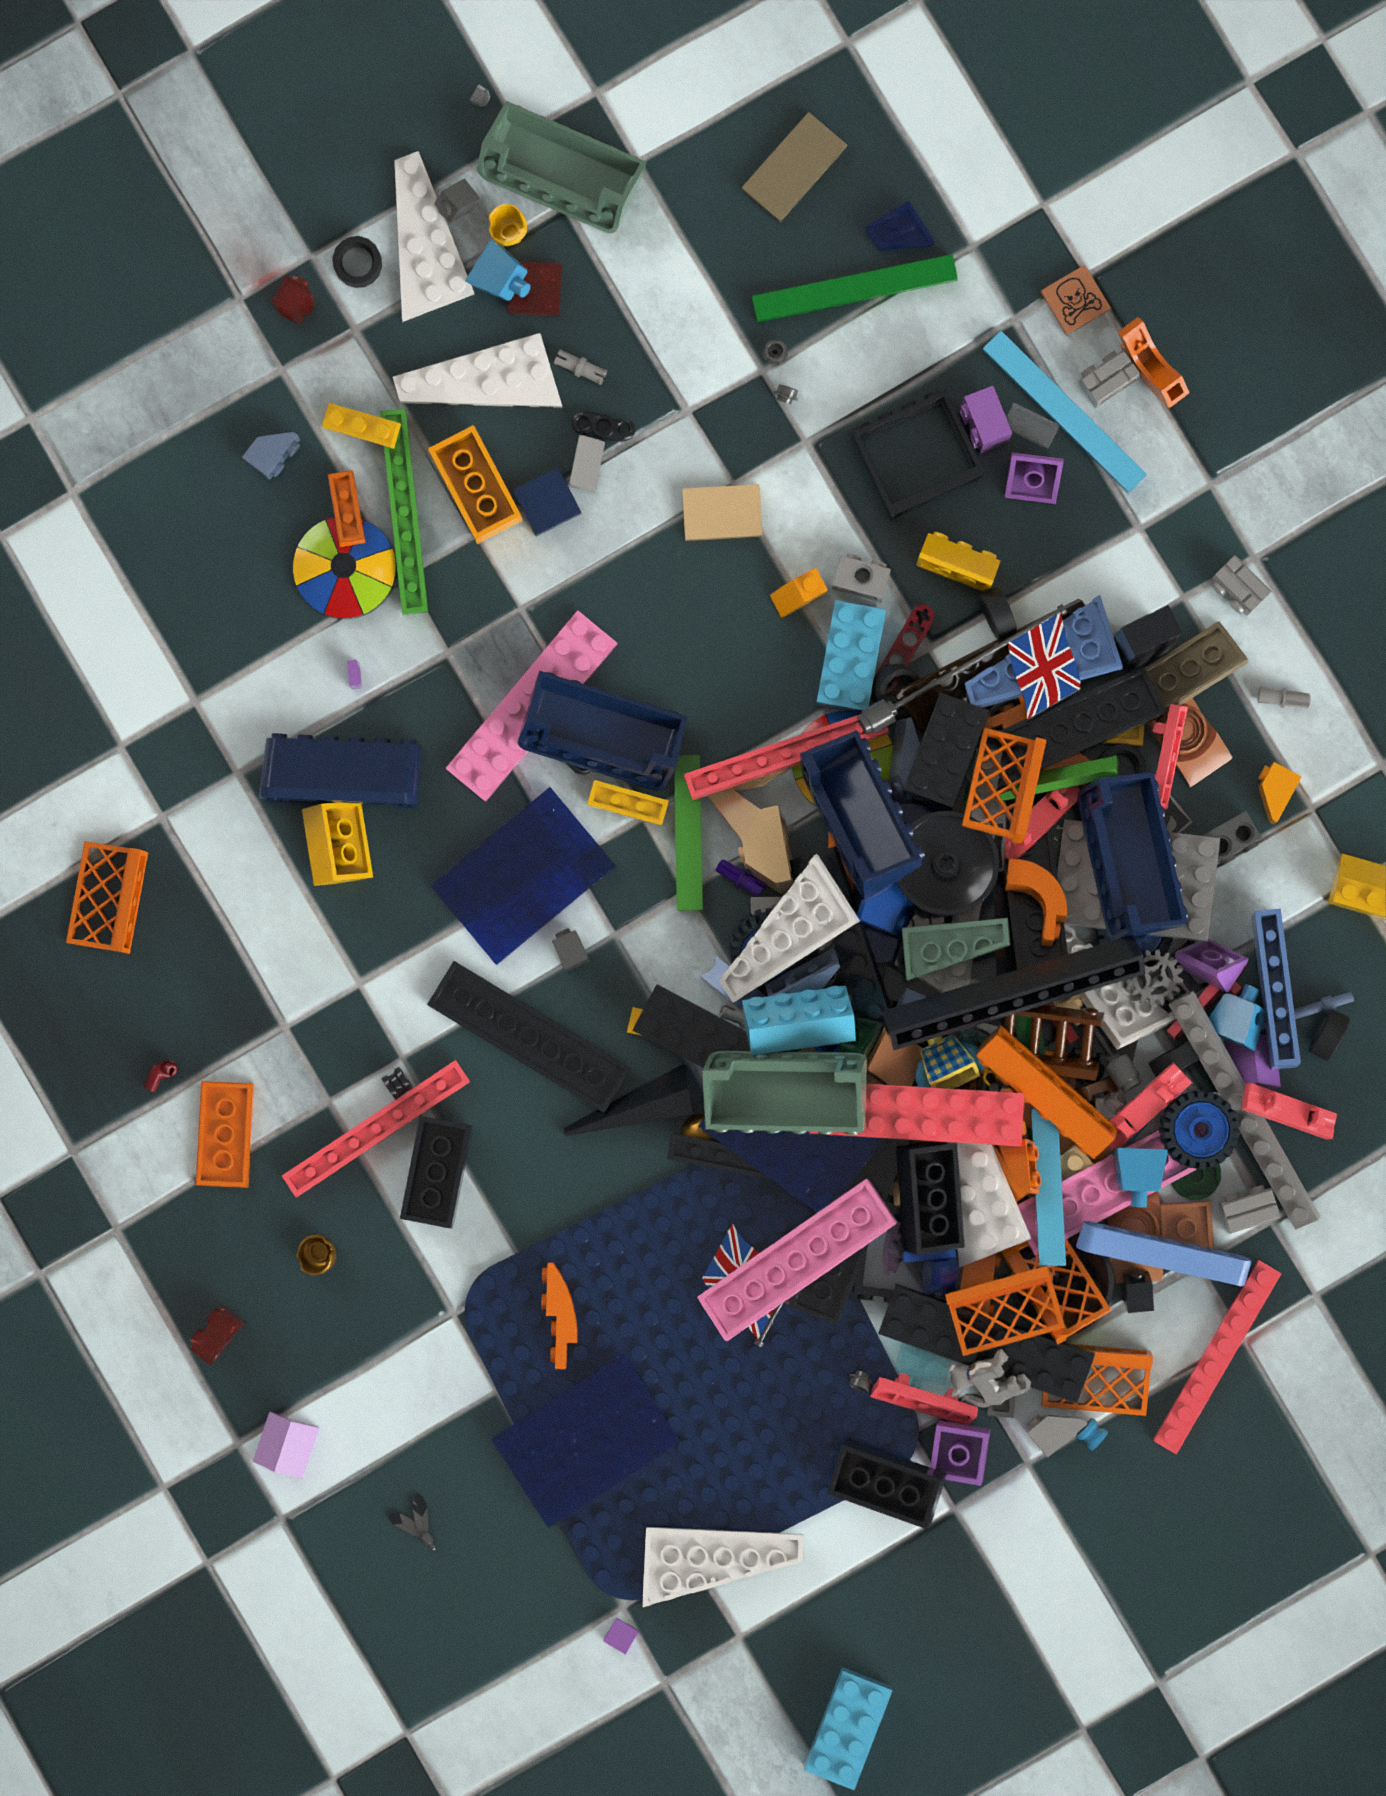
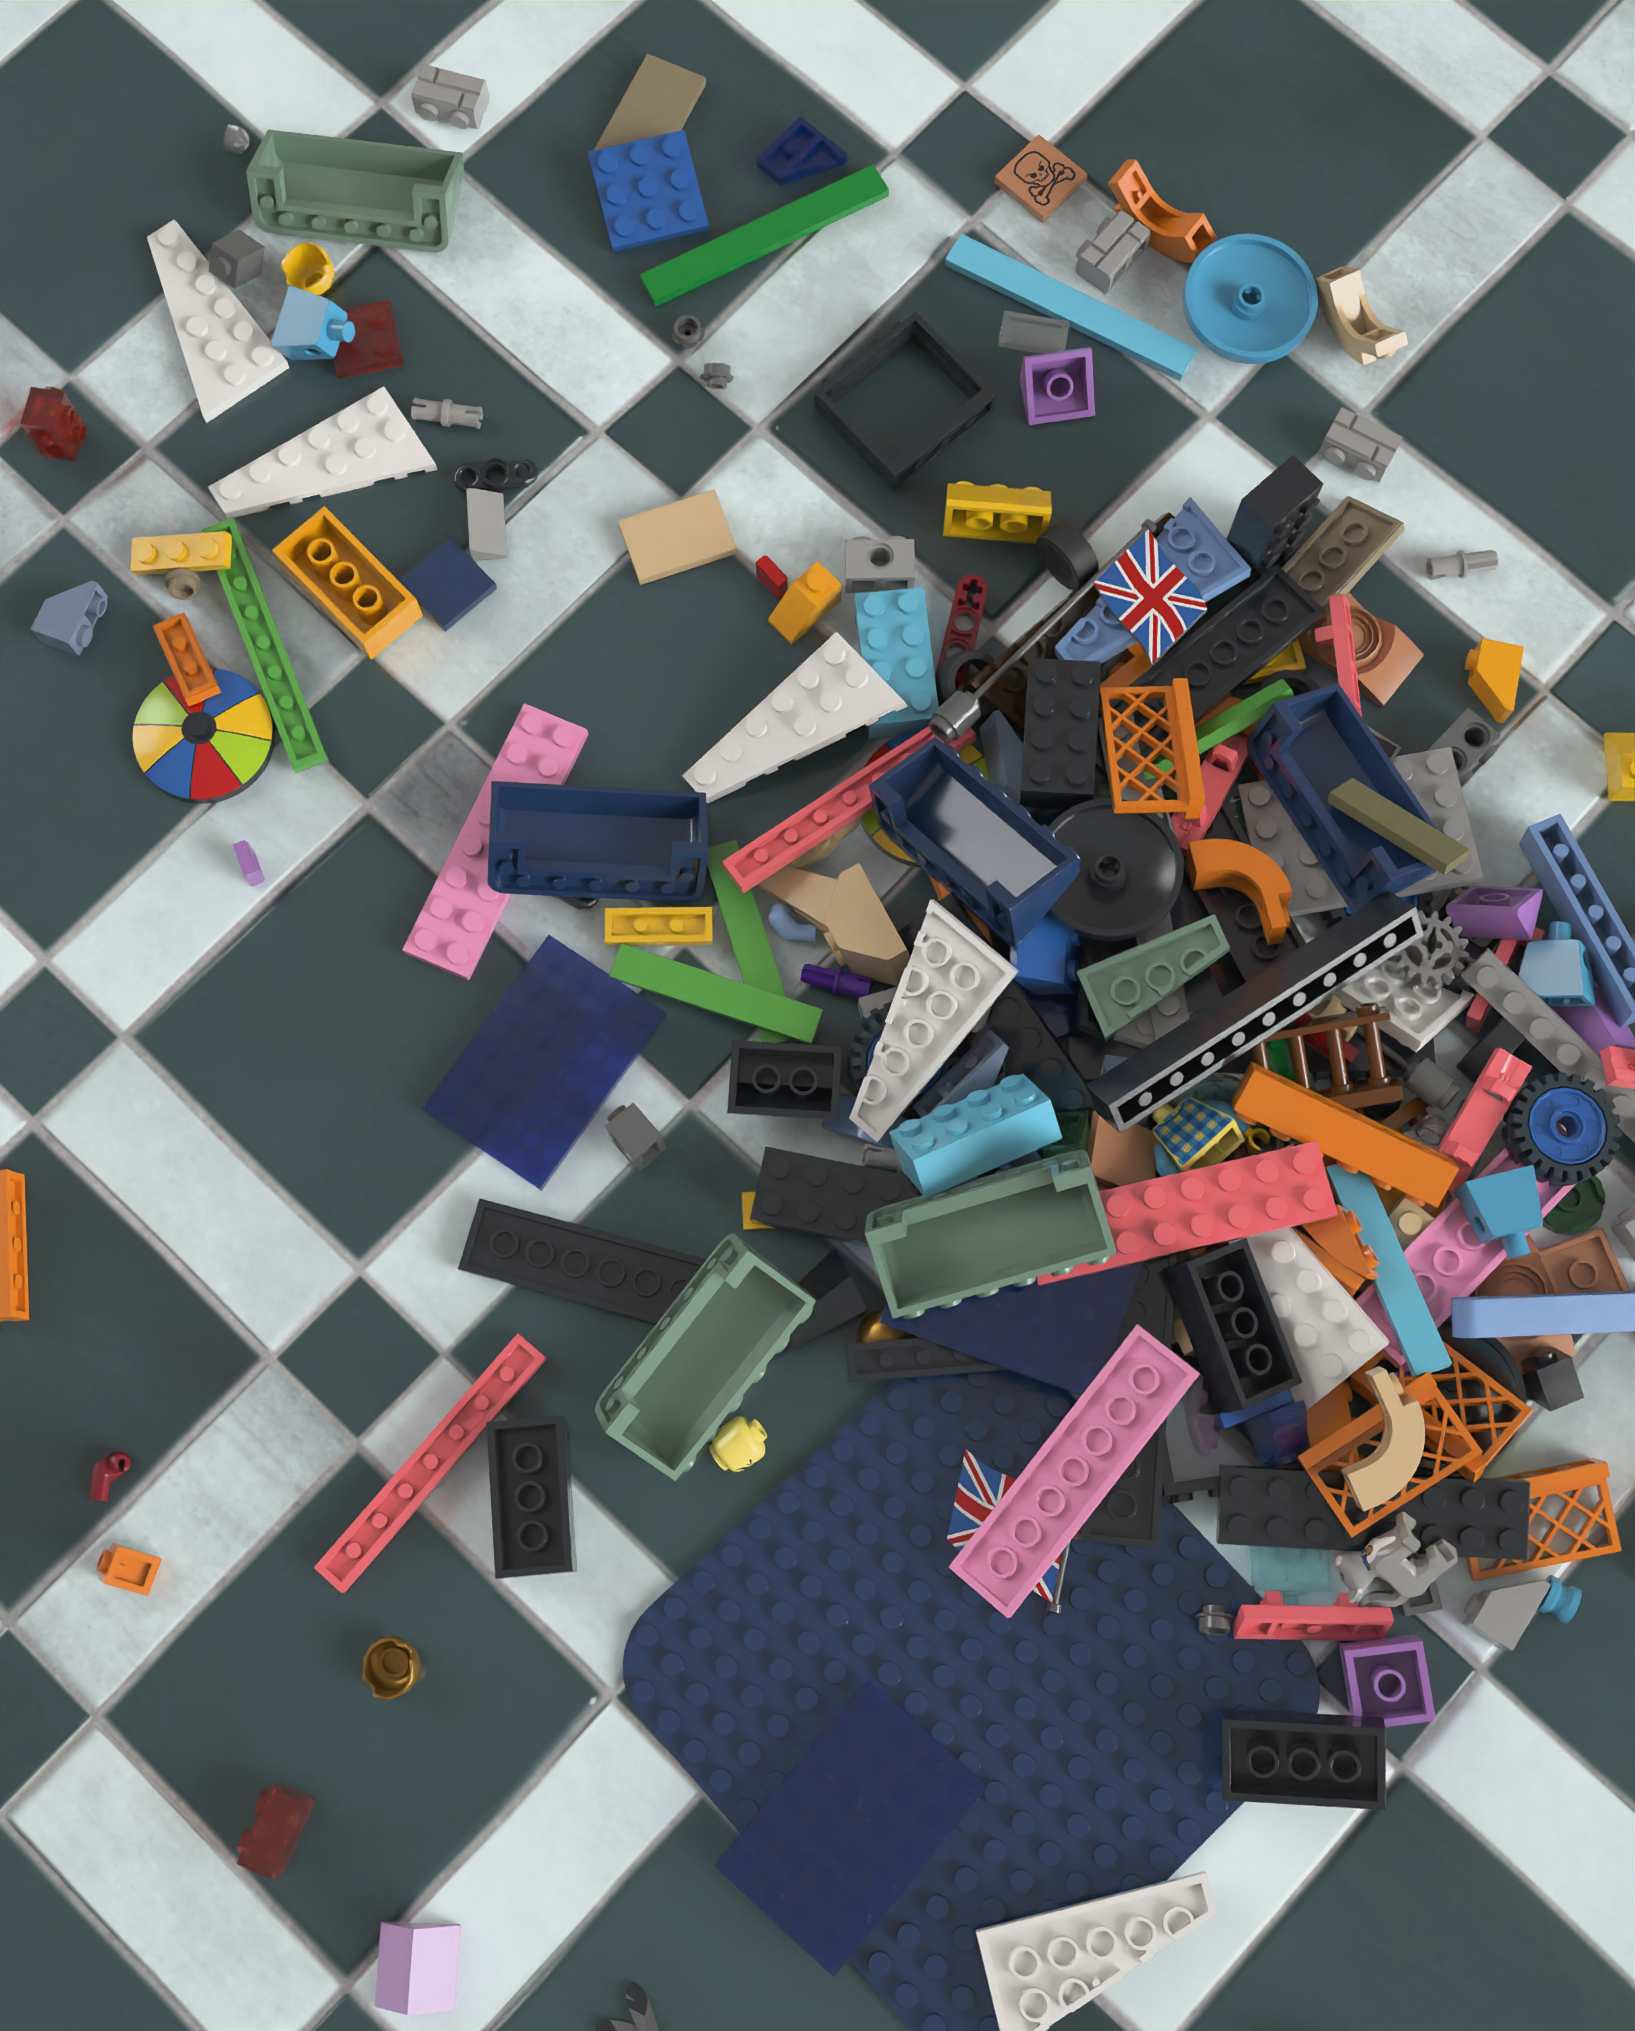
camera: 20 degrees left, 10 degrees down
(159, 1140) = (128, 1569): none -> orange bracket
(224, 1134) = (220, 1533): orange tile -> none
(337, 843) = (279, 1087): yellow slope -> none
(341, 771) = (260, 990): dark blue windscreen -> none
(354, 242) = (121, 342): black tyre -> none
(357, 448) = (182, 583): none -> dark tan plate
(397, 1083) = (444, 1389): black wheel -> none
(560, 1304) = (757, 1635): orange slope -> none
(574, 1112) = (702, 1357): none -> sand green windscreen
(582, 1176) = (738, 1444): none -> light yellow head
(649, 108) = (450, 97): none -> light grey brick
(654, 864) = (717, 994): none -> bright green tile
(683, 941) = (784, 1080): none -> black slope
(718, 830) = (787, 927): none -> light blue arm
(776, 679) = (805, 713): none -> white wing
(777, 229) = (648, 190): none -> blue plate
(781, 565) = (771, 576): none -> red tile
(985, 420) = (978, 330): medium lavender brick -> none
(1000, 1319) = (1400, 1450): none -> tan arch
(1155, 890) = (1398, 826): none -> olive tile
(1197, 448) = (1250, 298): none -> dark azure dish
(1269, 486) = (1353, 320): none -> tan arch

